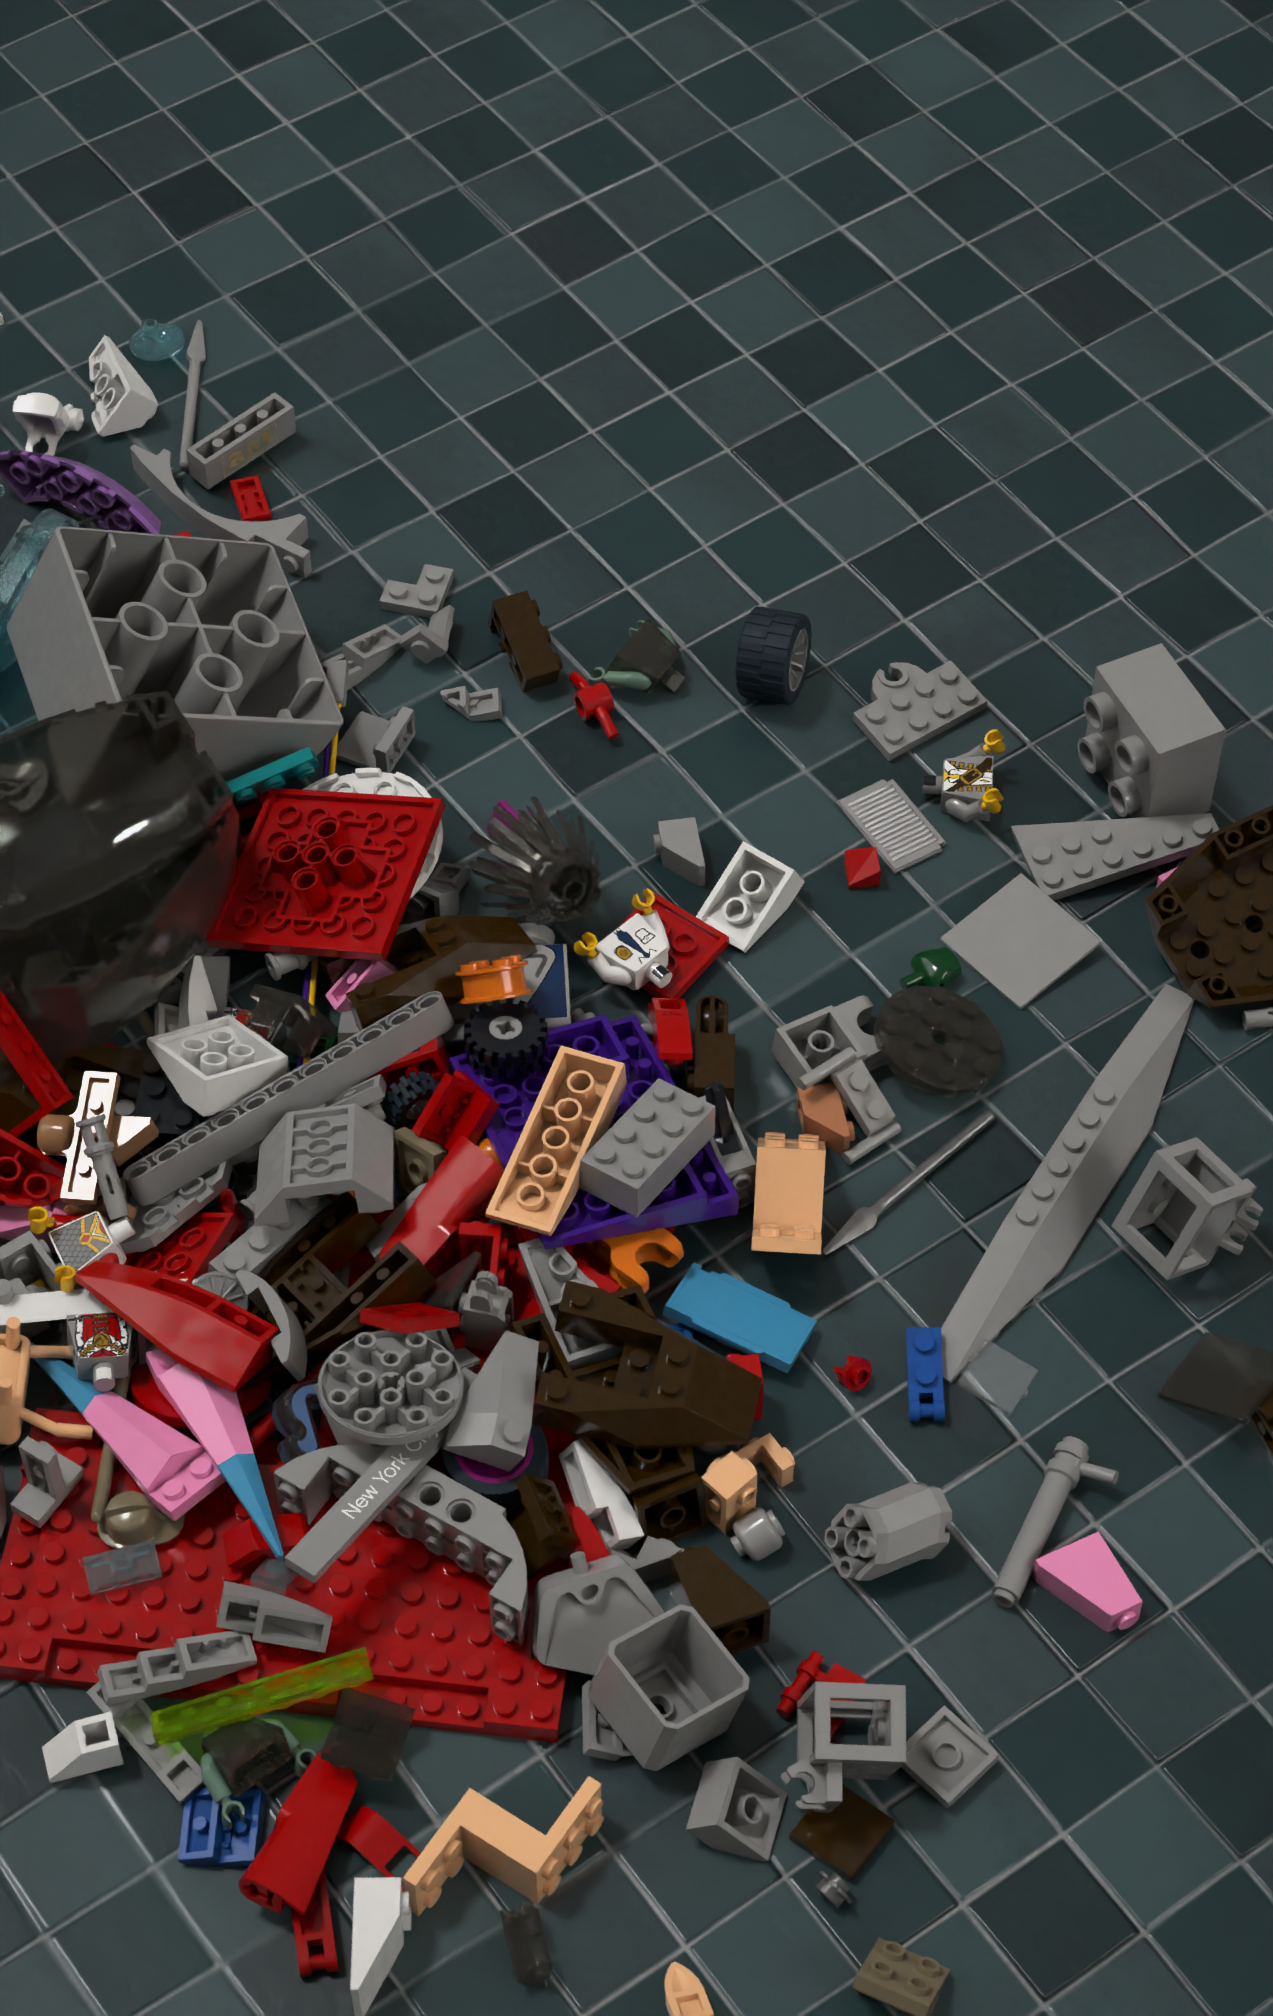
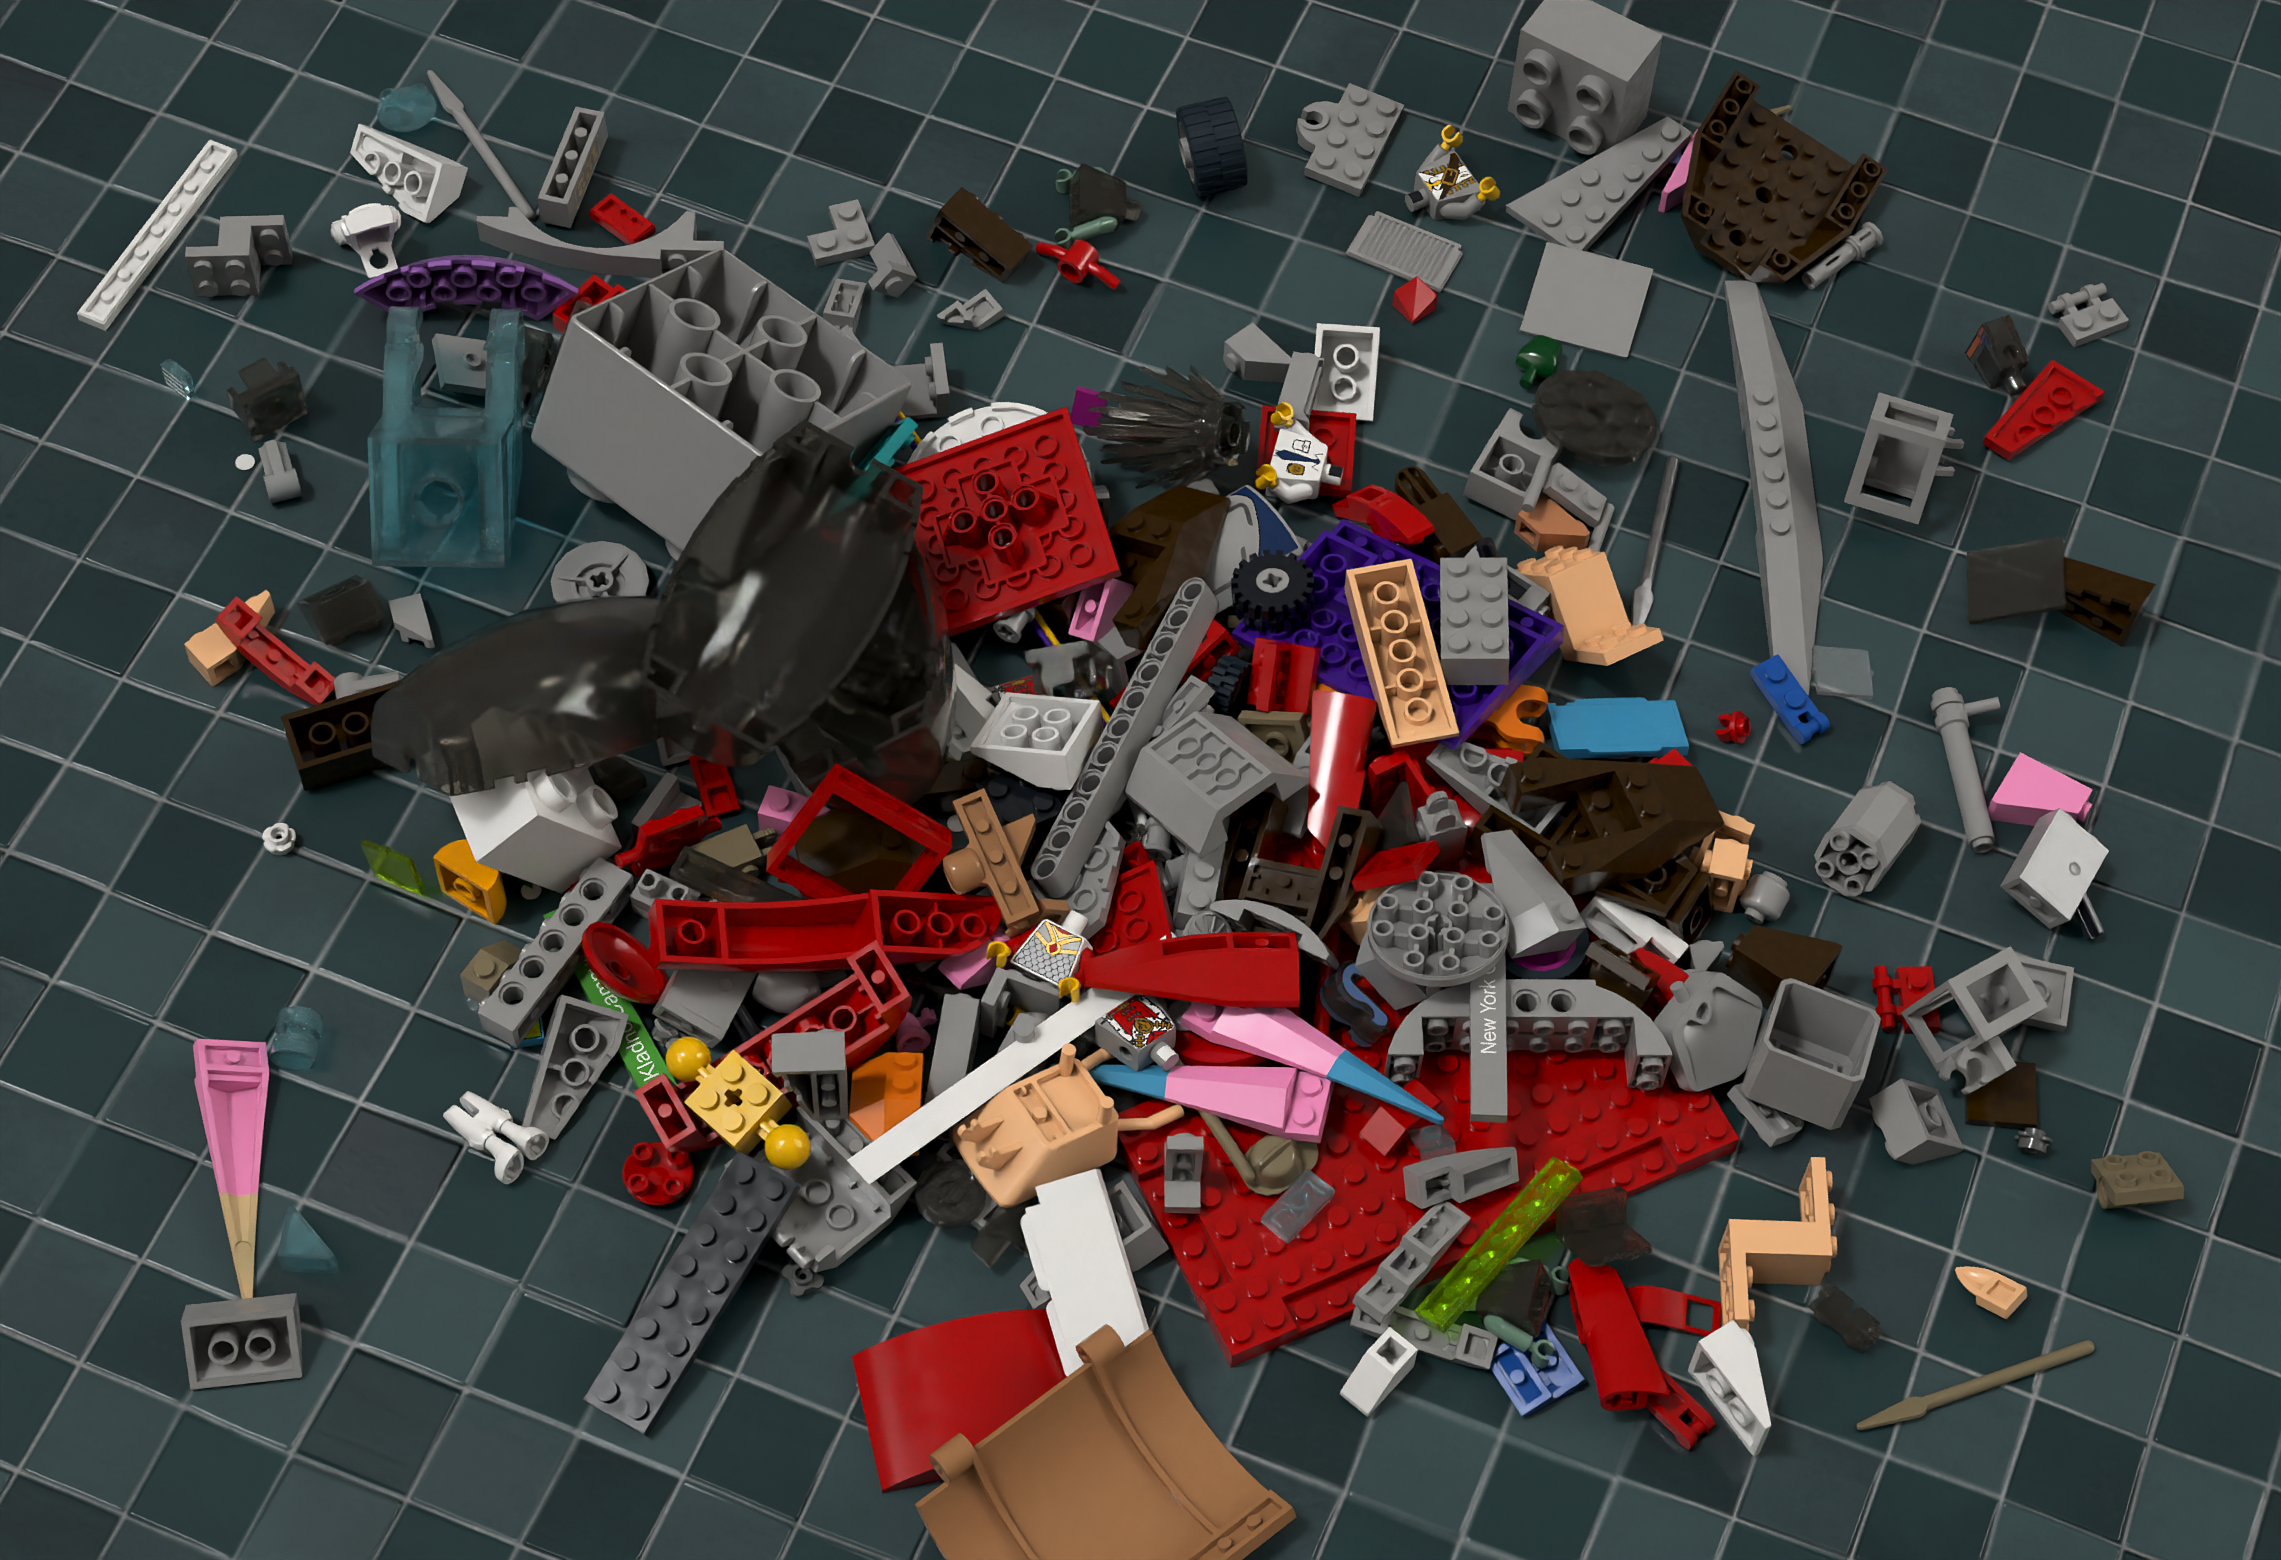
camera: 35 degrees left, 5 degrees up
(103, 1164) = (1022, 863): light grey pin -> none
(493, 982) = (1234, 544): orange wheel -> none
(686, 890) = (1302, 386): none -> light grey window
(1043, 1656) = (2056, 872): none -> piece

